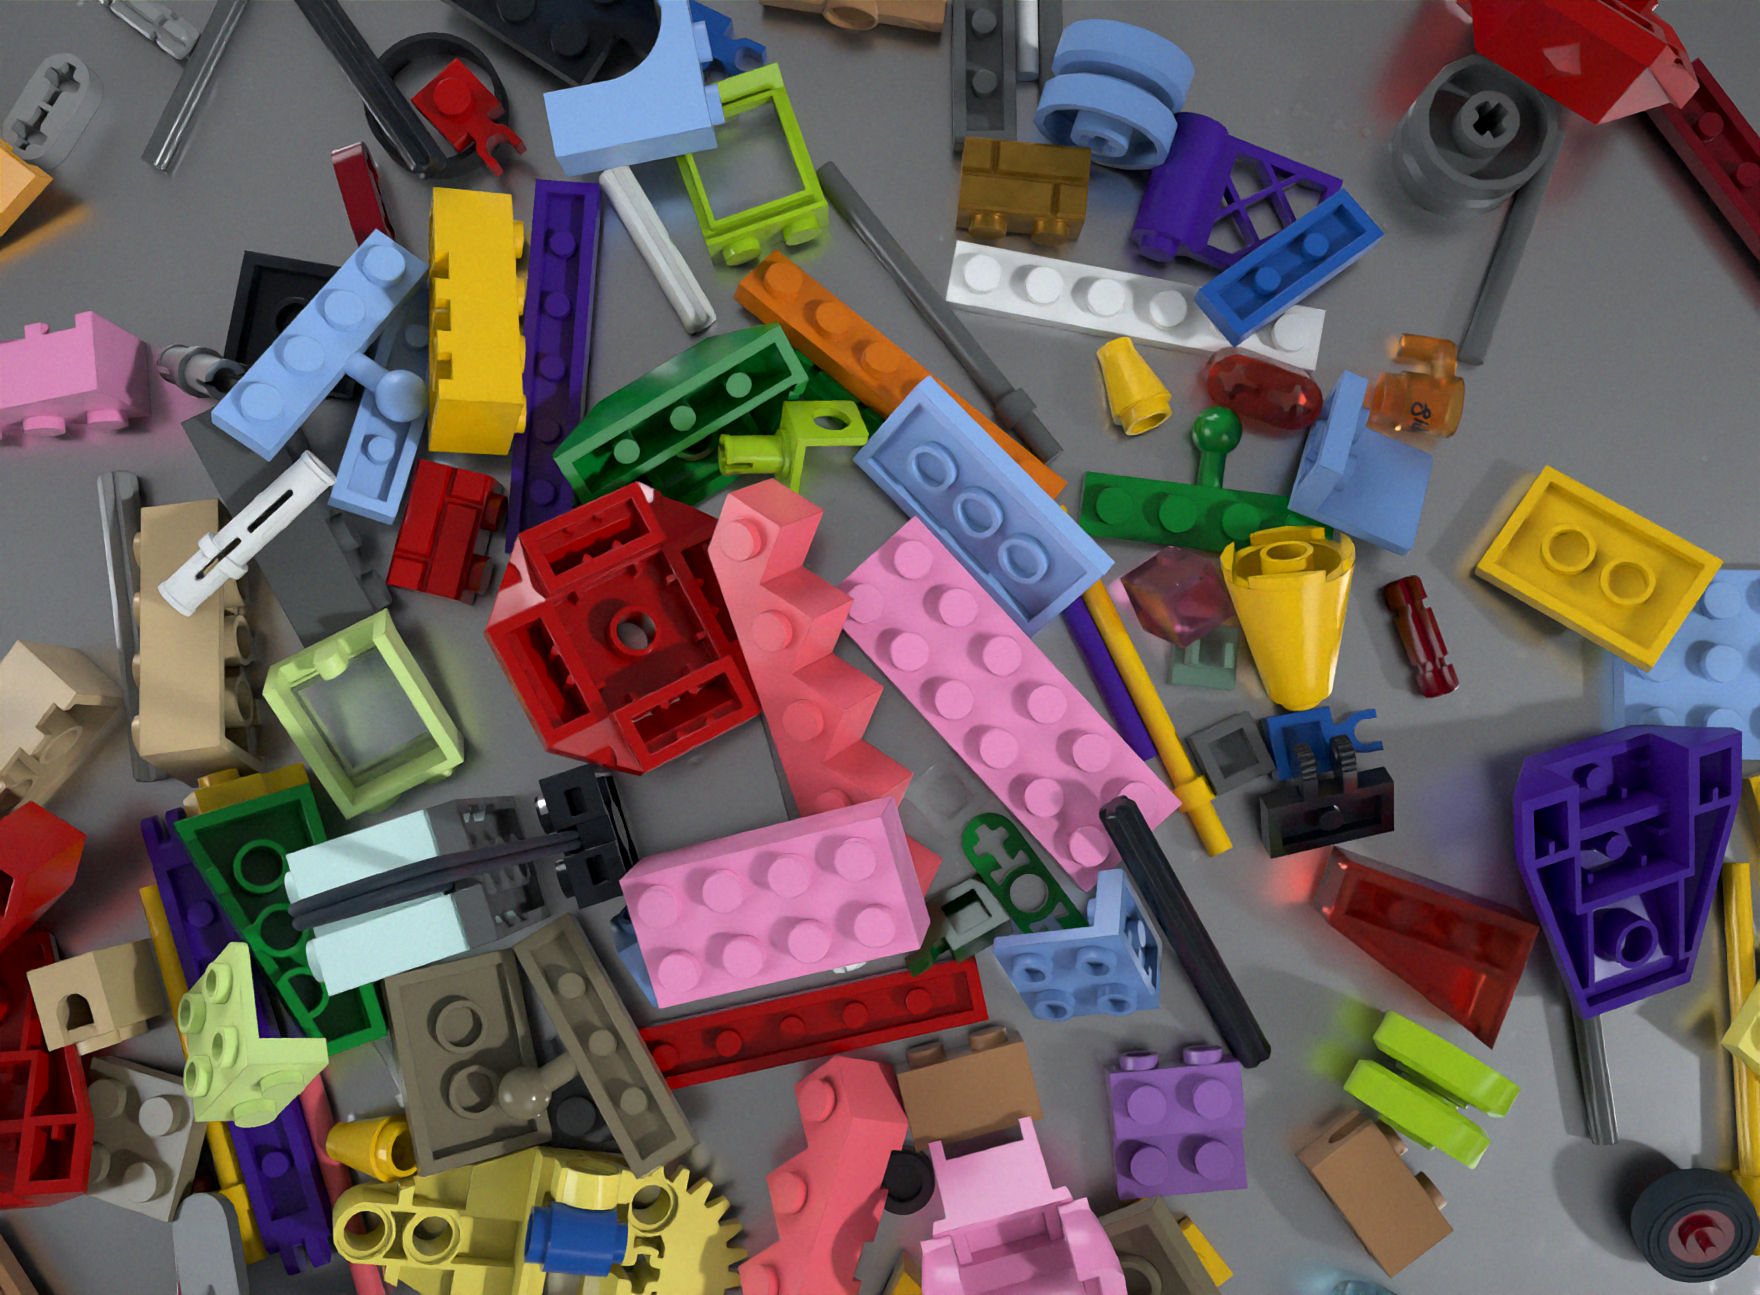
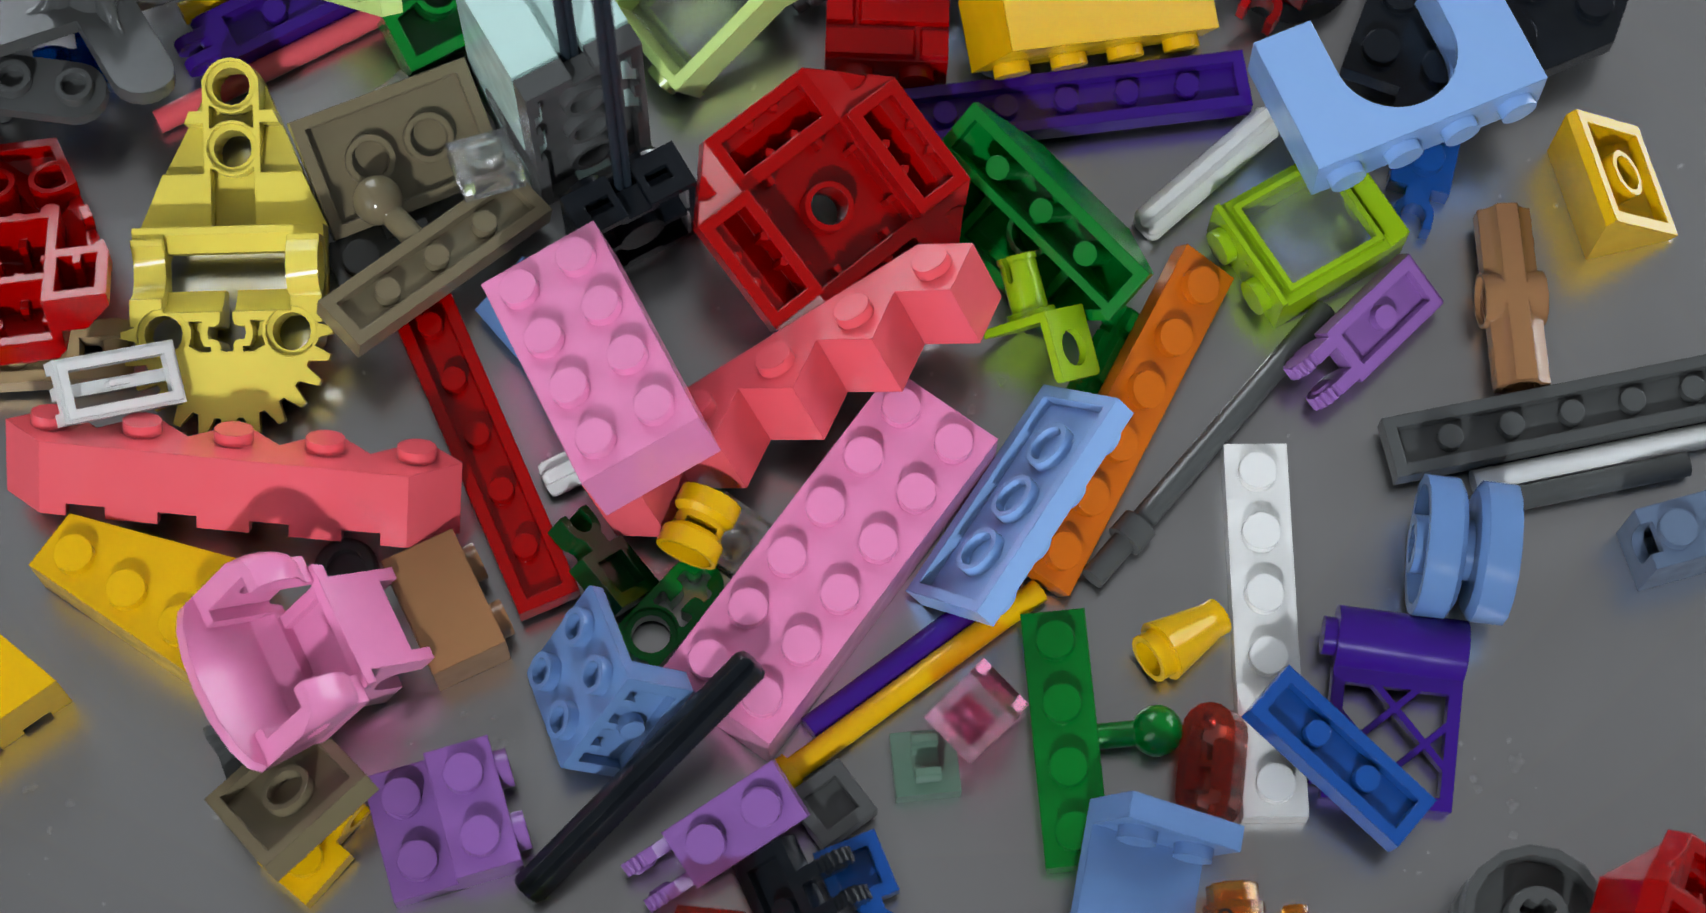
camera: 80 degrees right, 15 degrees down
(374, 1147) = (304, 86): yellow cone -> none
(508, 973) = (485, 164): none -> clear plate
(575, 1239) = (254, 259): blue brick -> none
(860, 137) = (1366, 329): none -> medium lavender hinge
(933, 819) = (698, 525): none -> yellow wheel
(1023, 189) = (1352, 493): pearl gold brick -> none
(1245, 865) = (723, 832): none -> medium lavender hinge
(1292, 608) = (986, 820): yellow cone -> none

